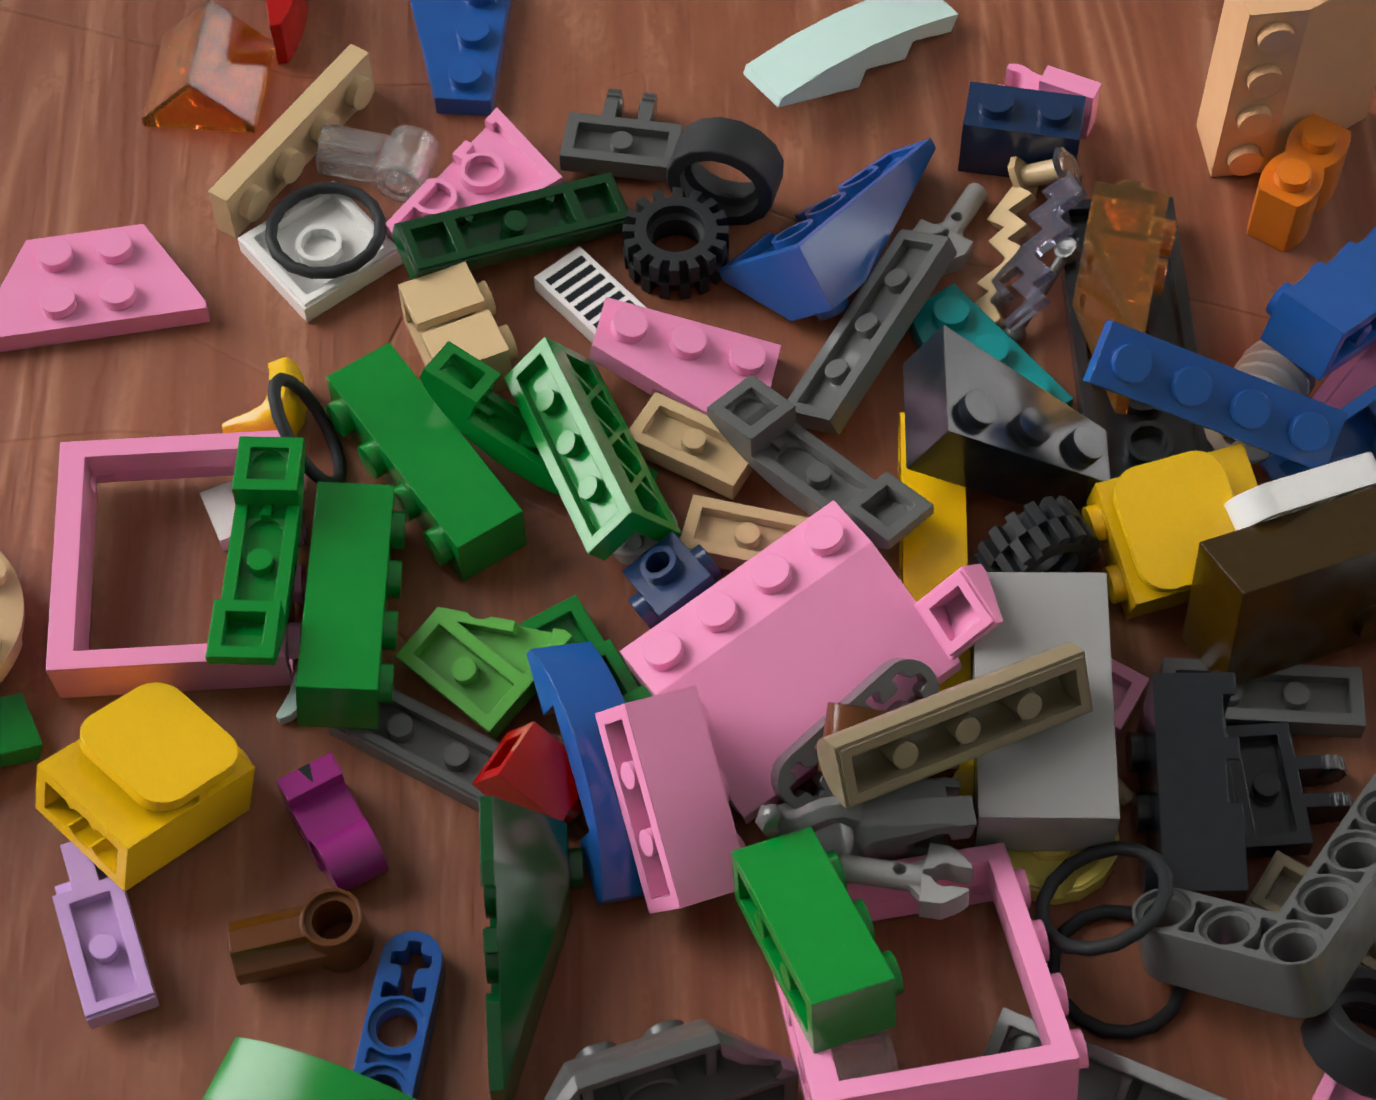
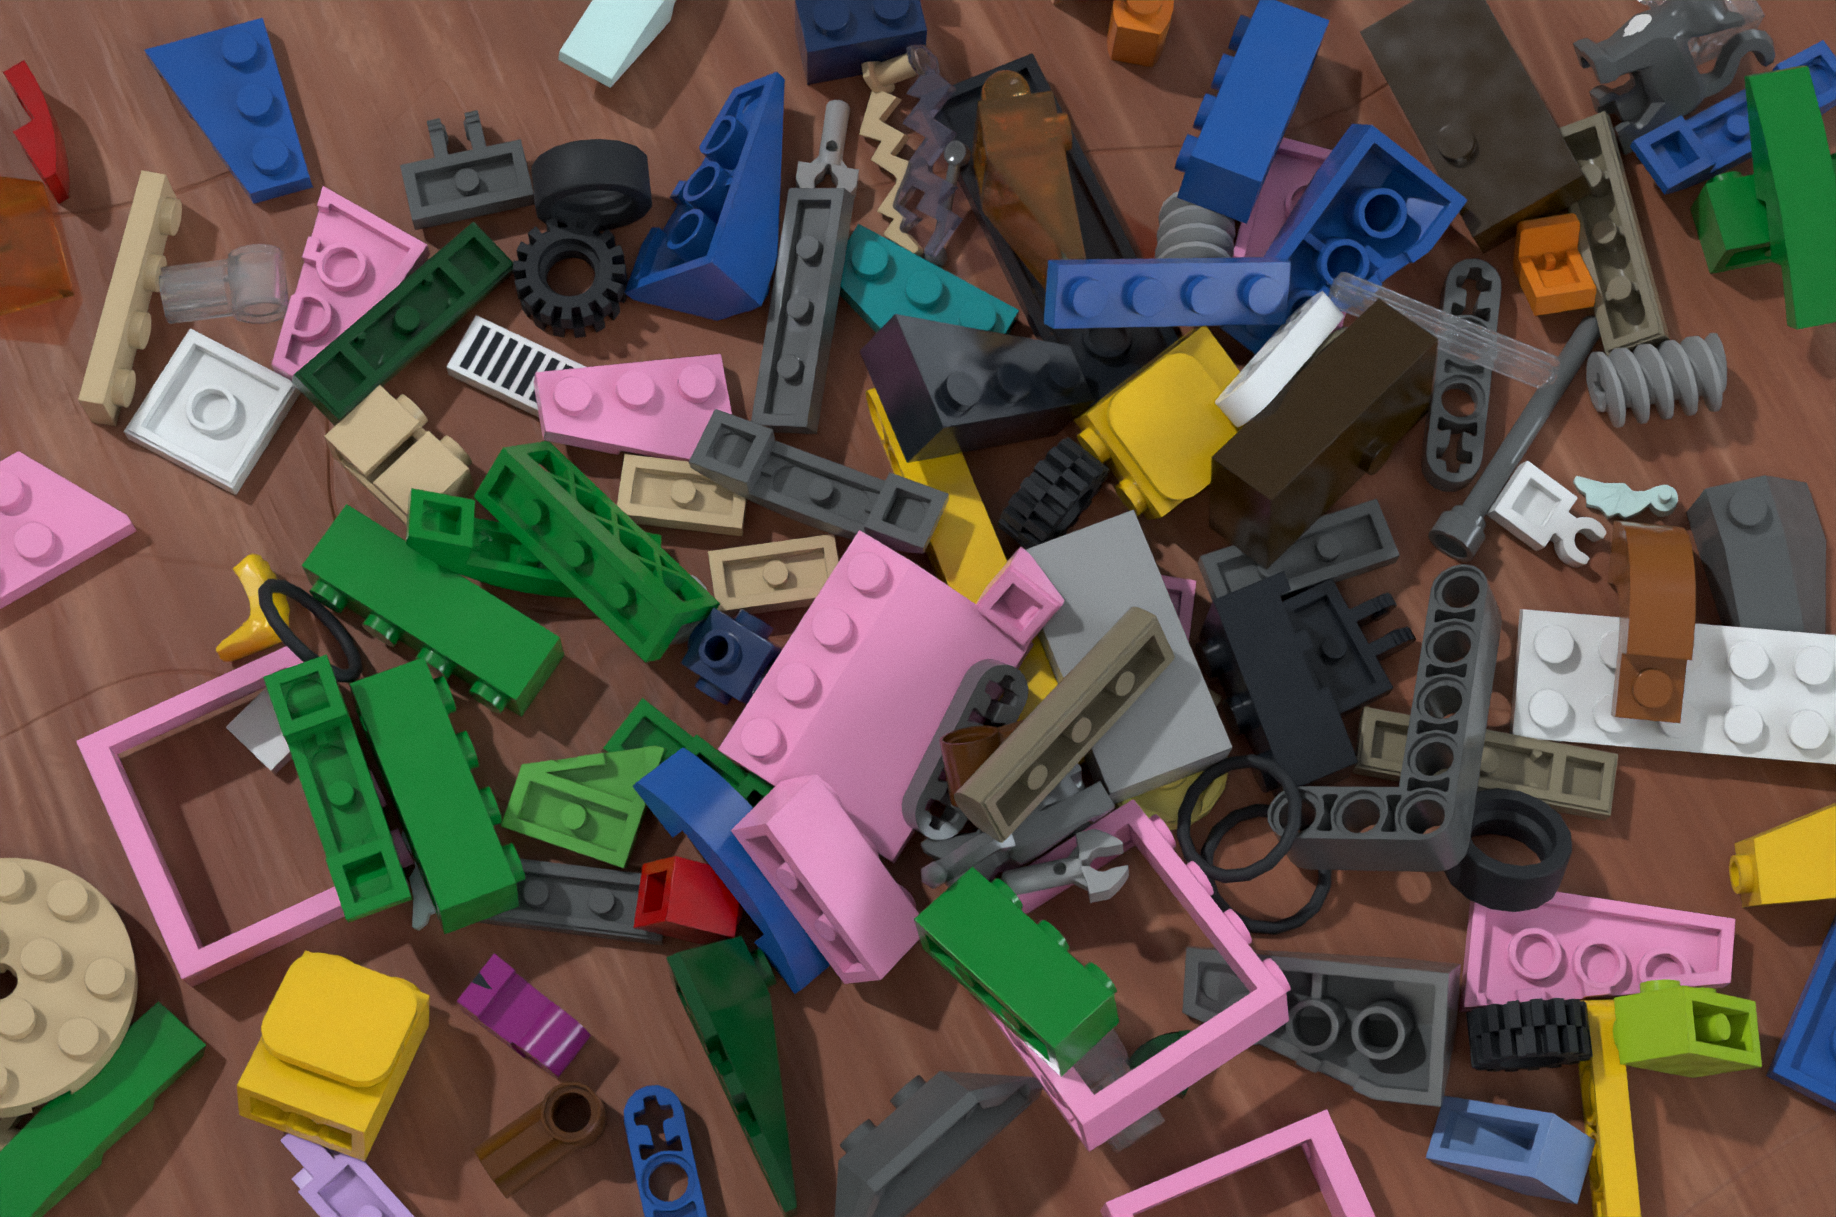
camera: 30 degrees left, 15 degrees up
(329, 272) = (232, 442): black piece -> none

